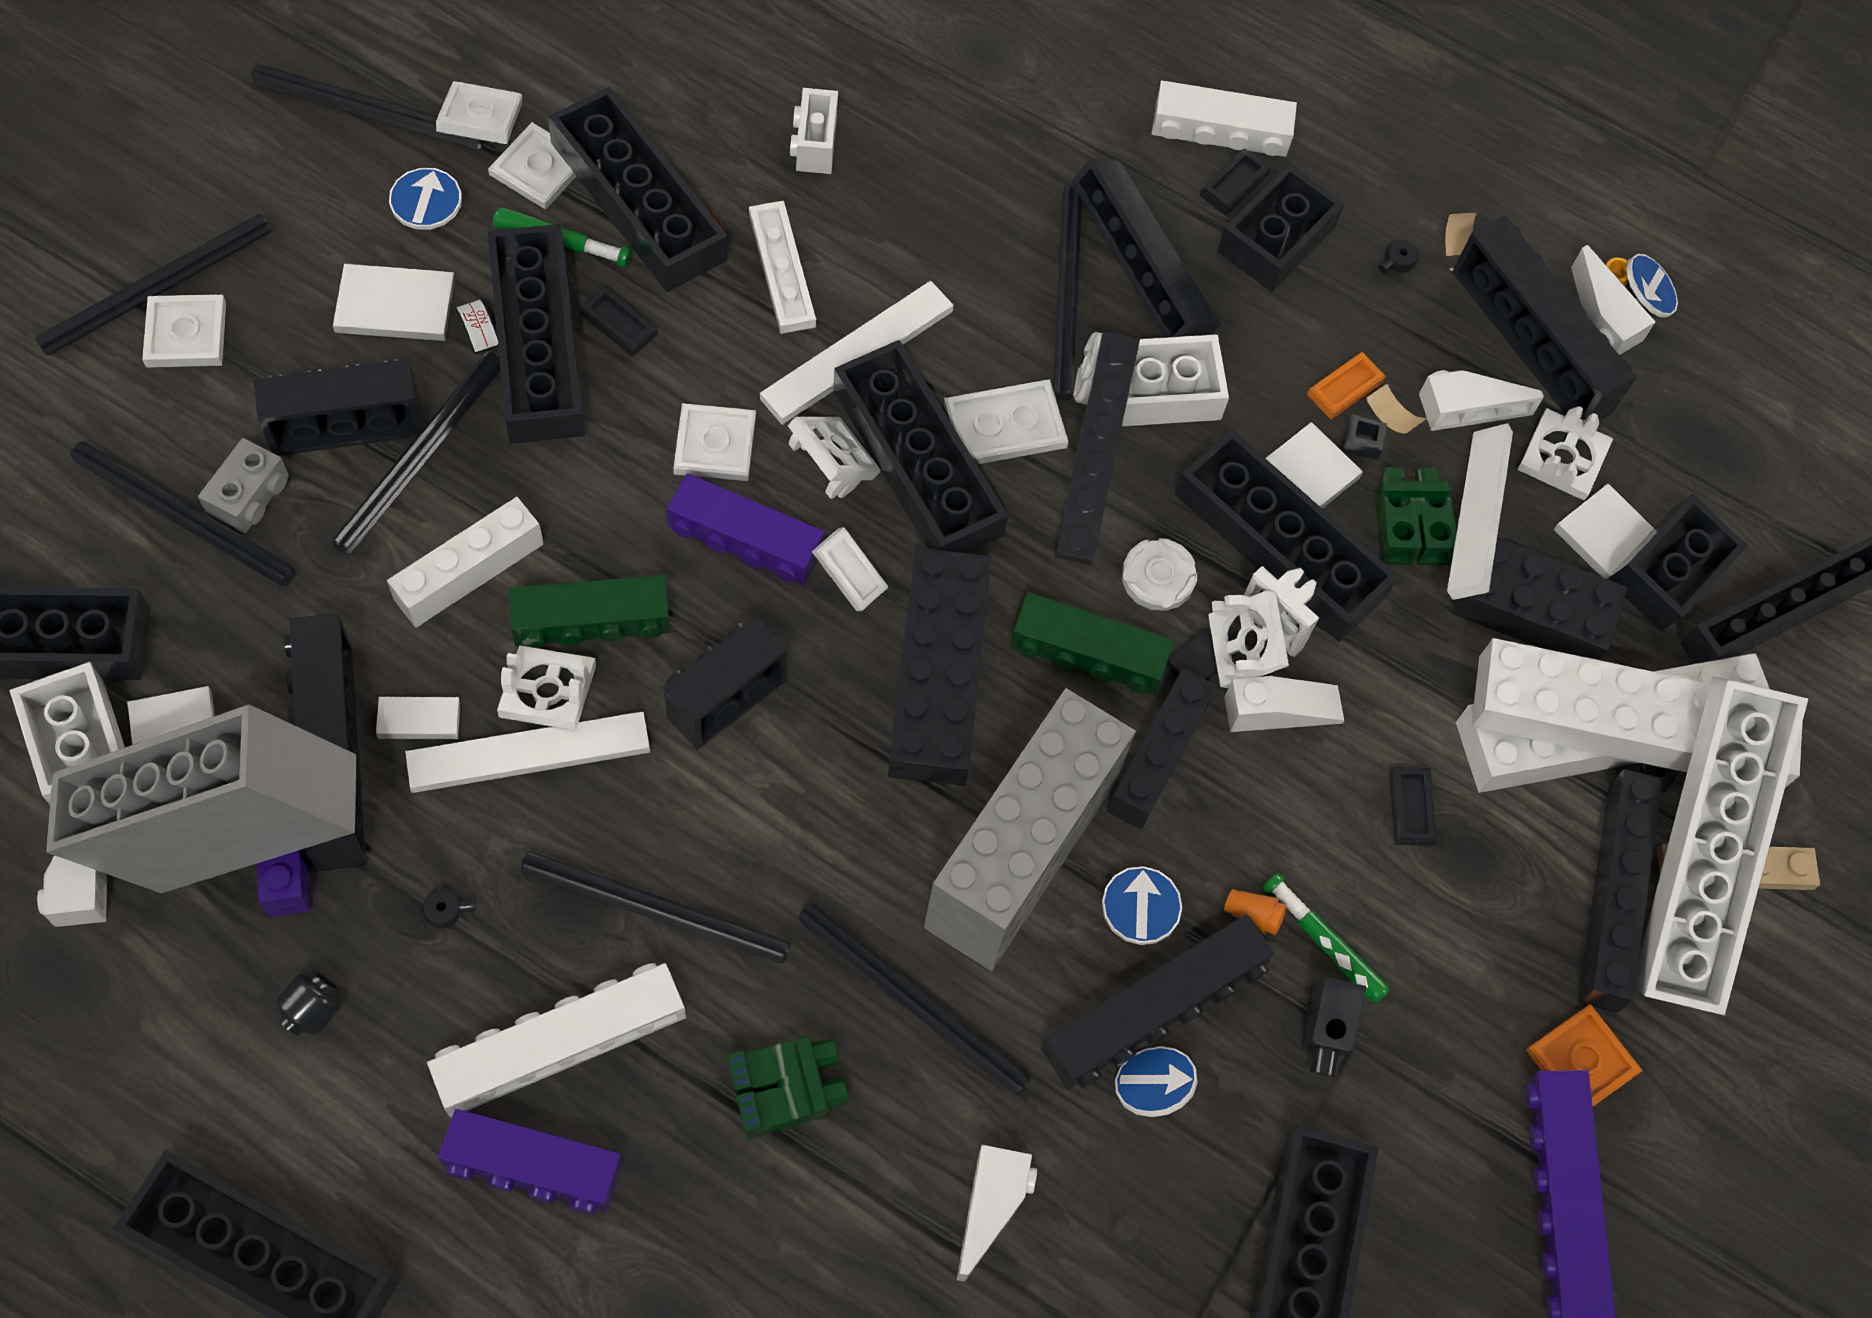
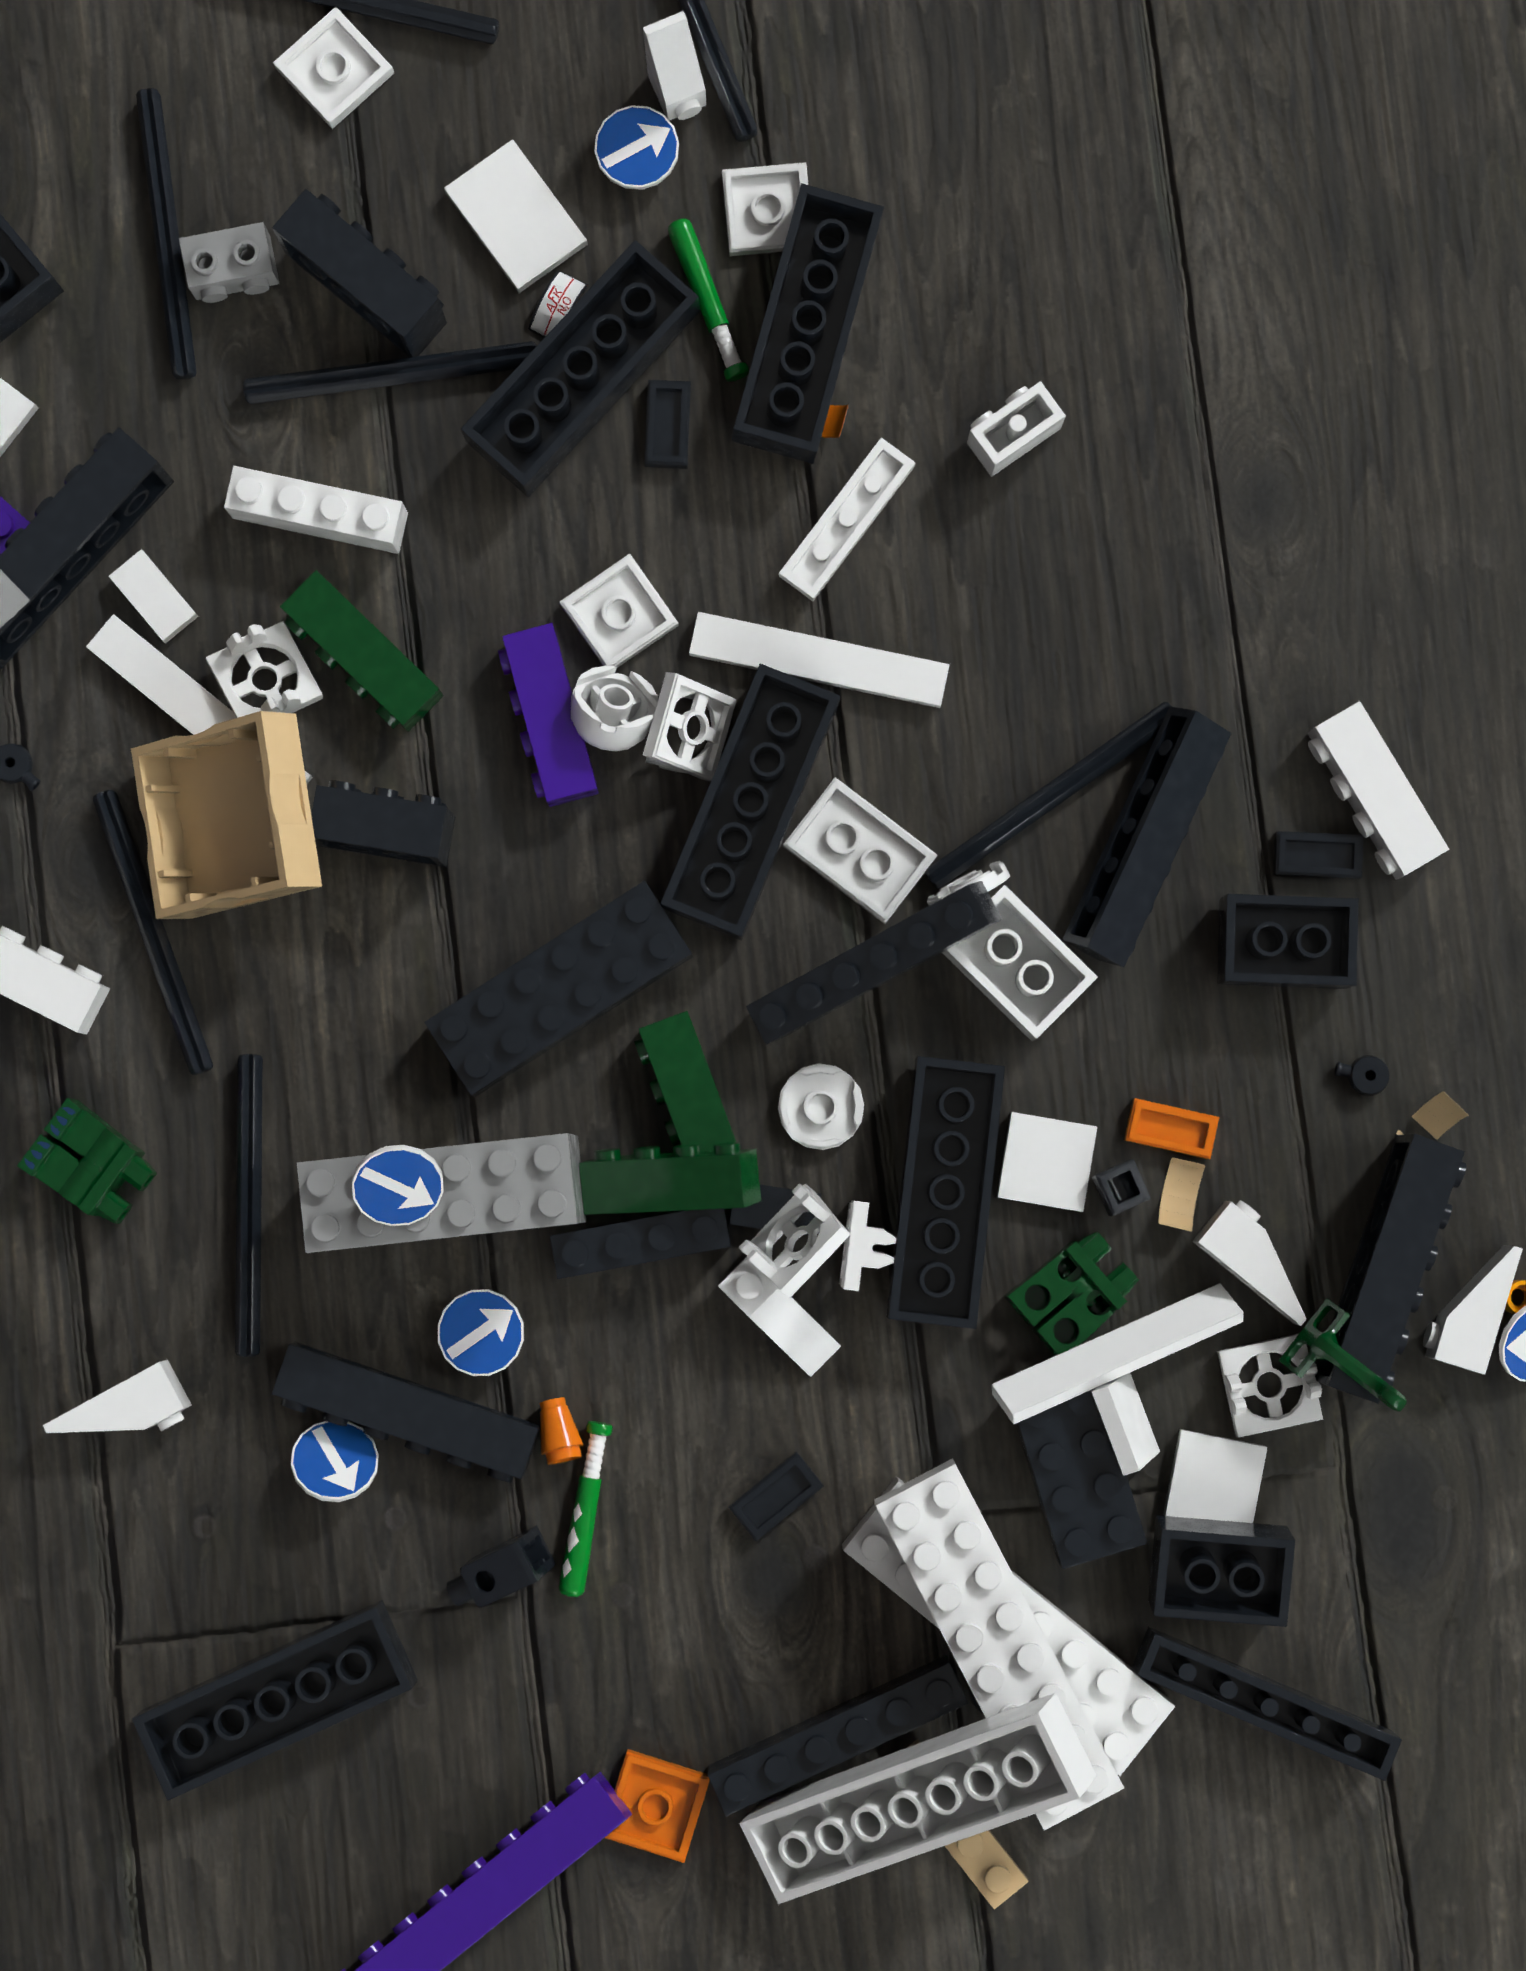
camera: 60 degrees right, 20 degrees up
(401, 132) = (674, 67): none -> white slope
(479, 112) = (769, 109): white tile -> none
(626, 771) = (226, 816): none -> tan tile
(781, 484) = (612, 708): none -> white cylinder
(850, 569) = (585, 838): white tile -> none
(1013, 813) = (397, 1185): none -> blue piece
(1149, 670) = (670, 1180): none -> dark green brick
(1537, 540) = (1126, 1423): none -> white tile
(1575, 378) = (1325, 1347): none -> dark green piece

